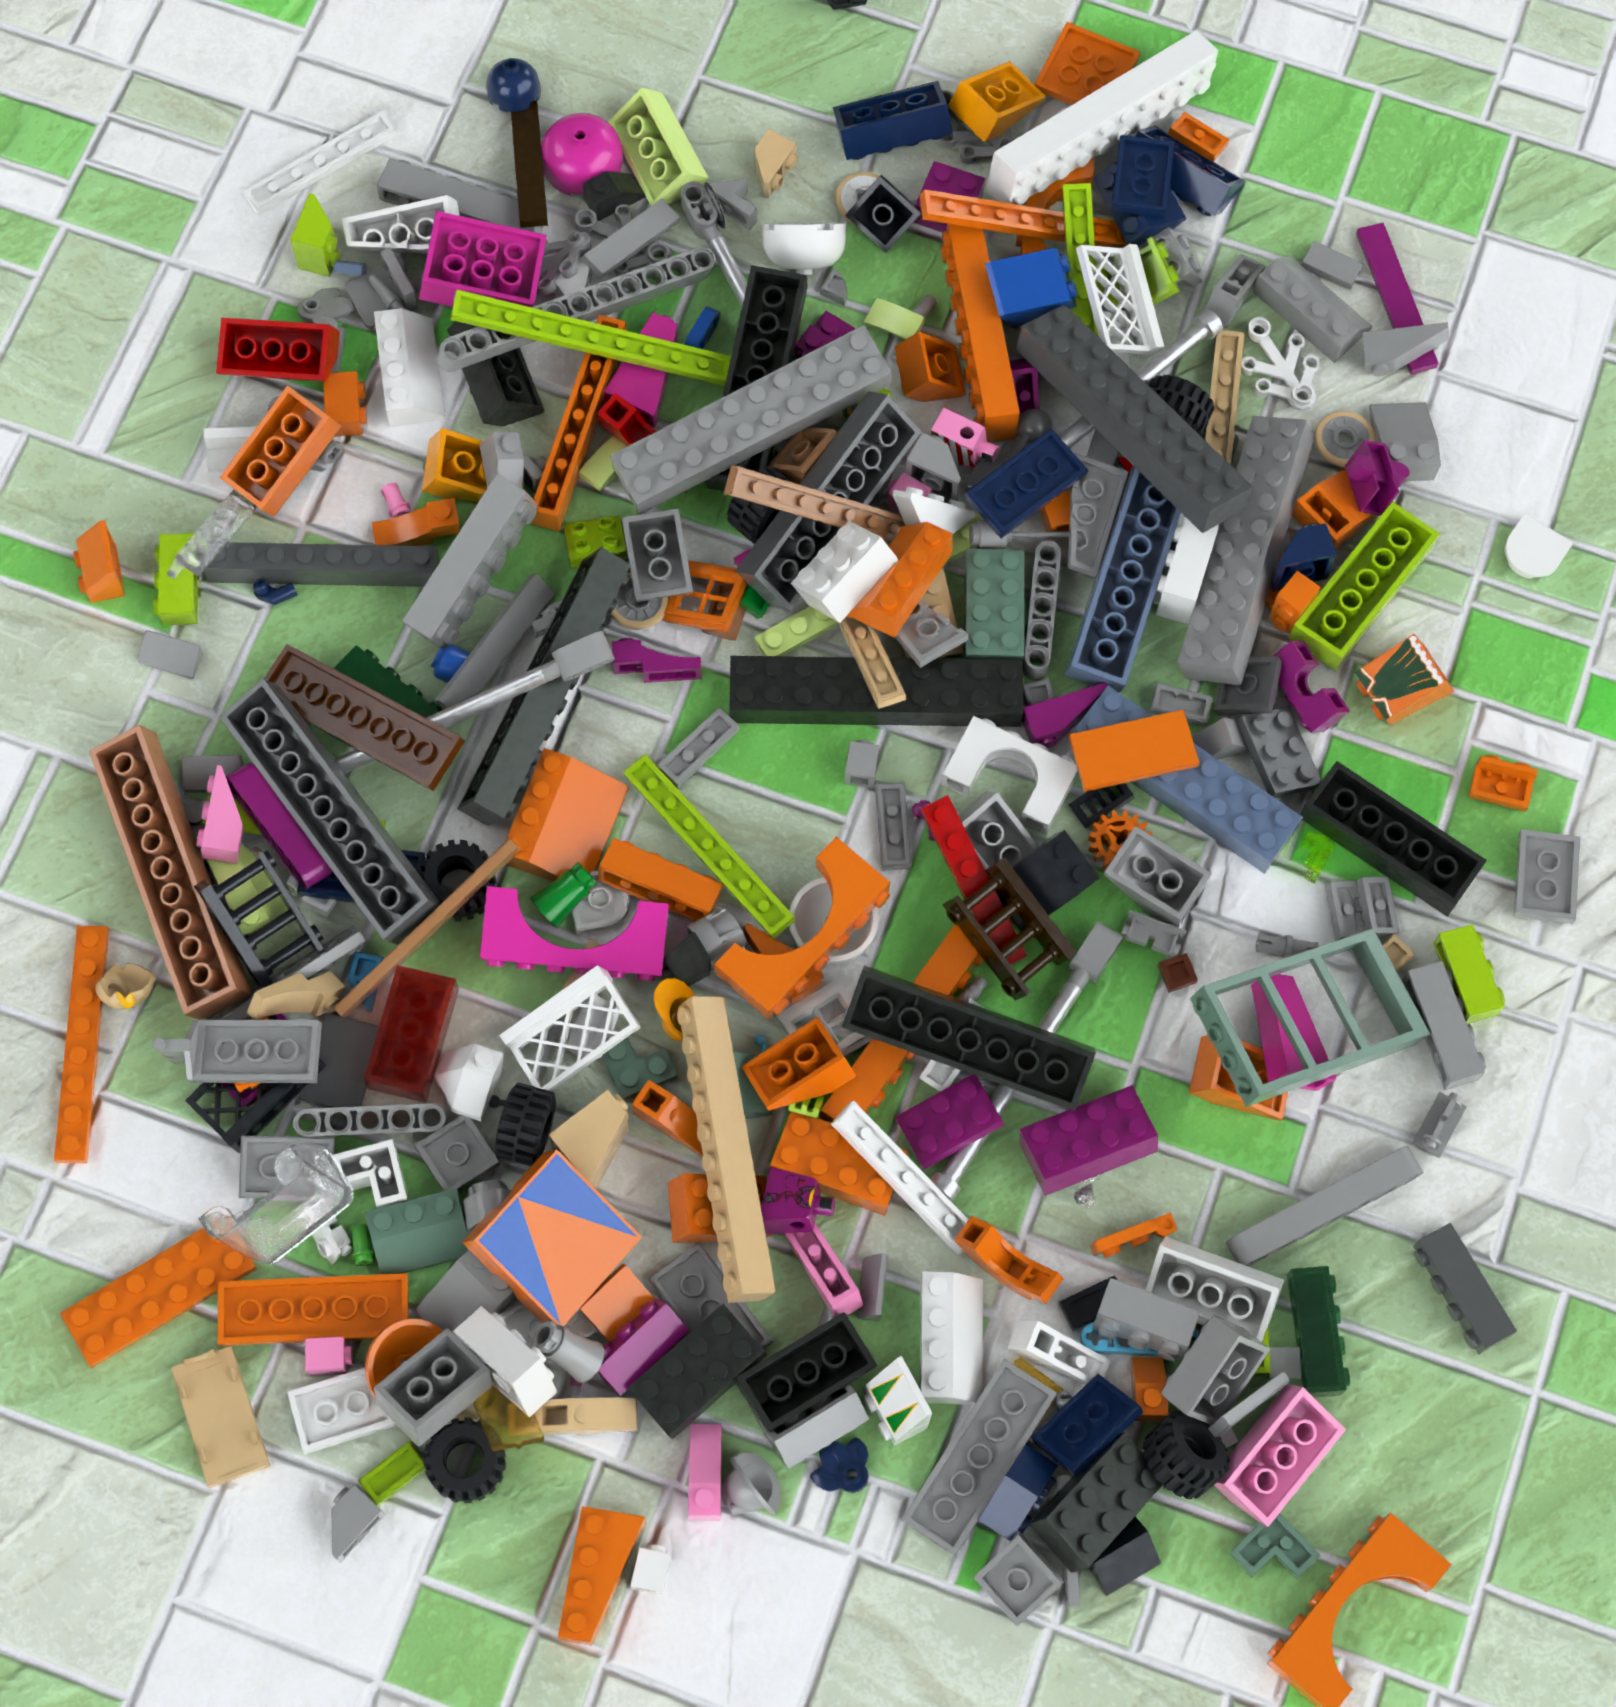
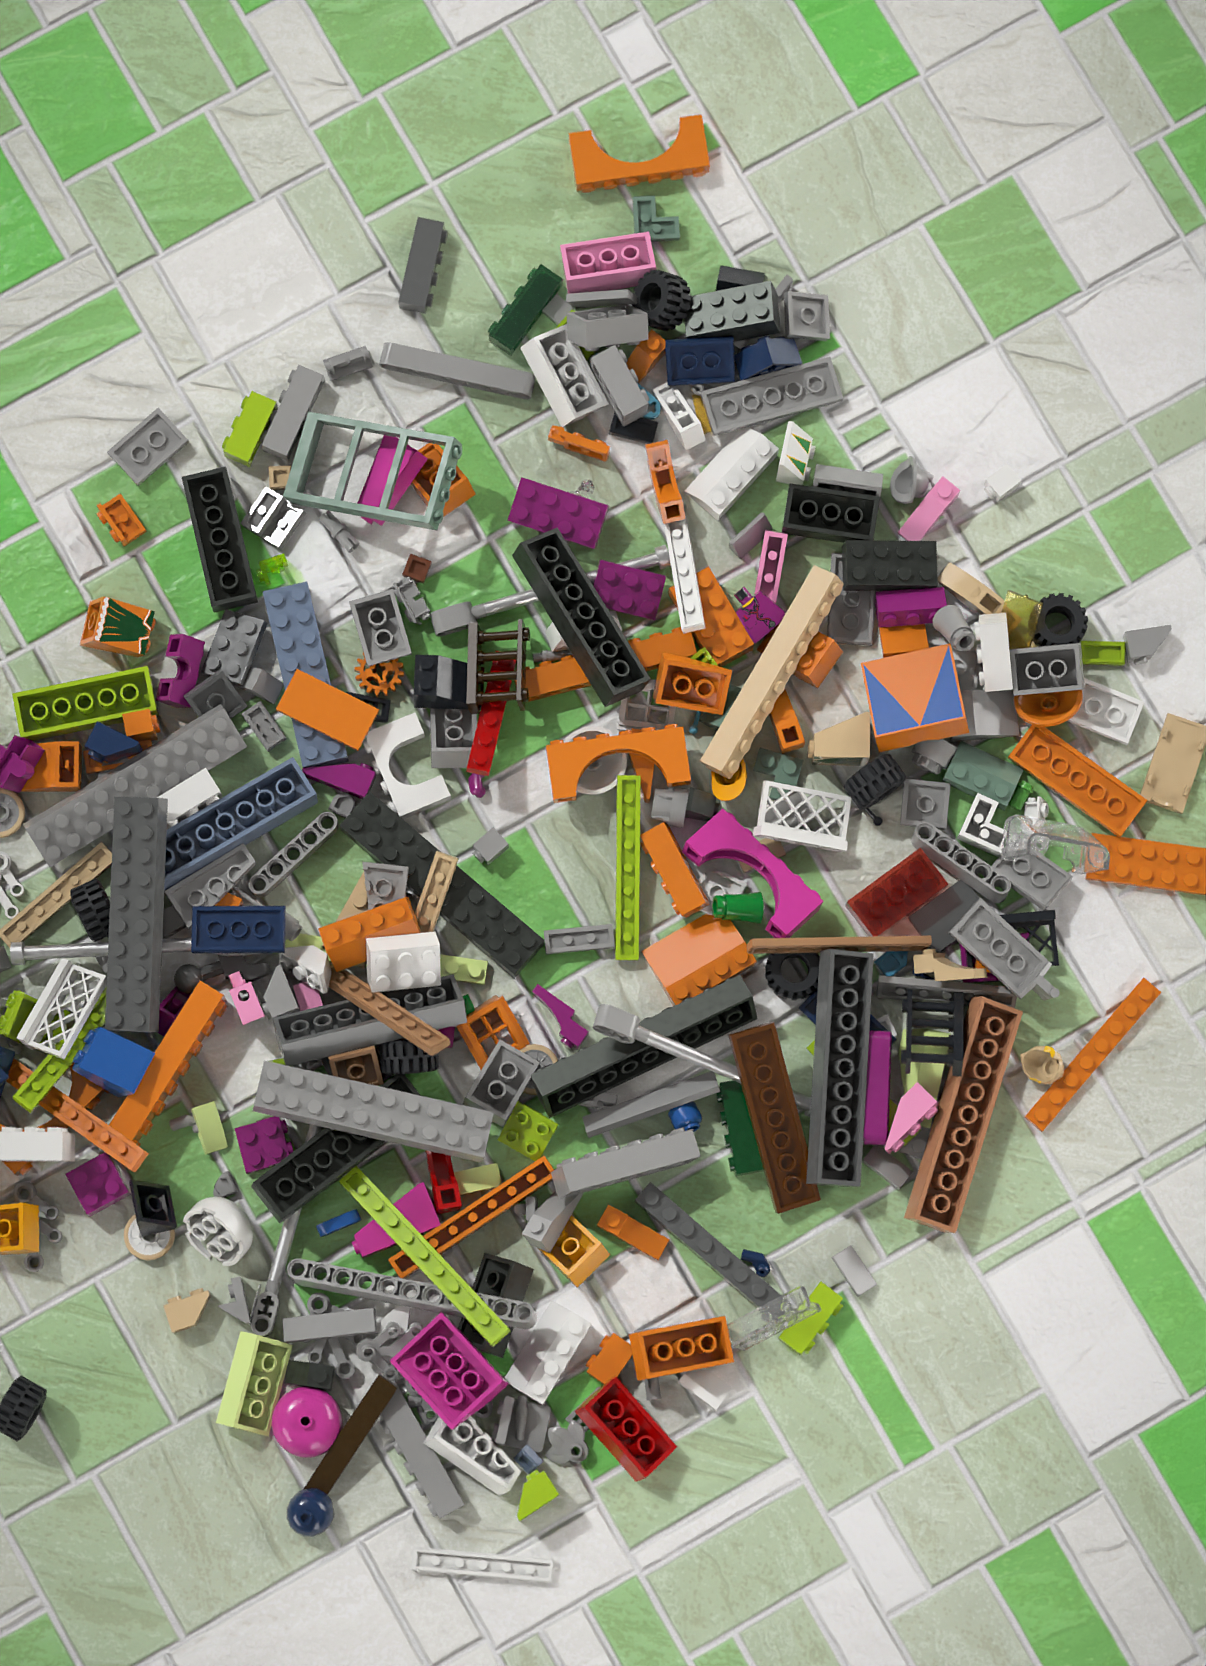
camera: 140 degrees left, 10 degrees up
(99, 564) = (854, 1366): orange slope -> none
(327, 1356) = (1090, 744): bright pink brick -> none
(395, 500) = (631, 1263): bright pink pin -> none
(469, 1078) = (884, 841): white slope -> none
(598, 1562) = (1027, 509): orange wedge -> none
(838, 1463) = (850, 457): dark blue plate -> none
(893, 120) = (83, 1273): dark blue slope -> none
(893, 826) = (503, 795): light grey tile -> none
(929, 368) = (217, 1074): orange slope -> none
(994, 604) = (322, 878): sand green brick -> none

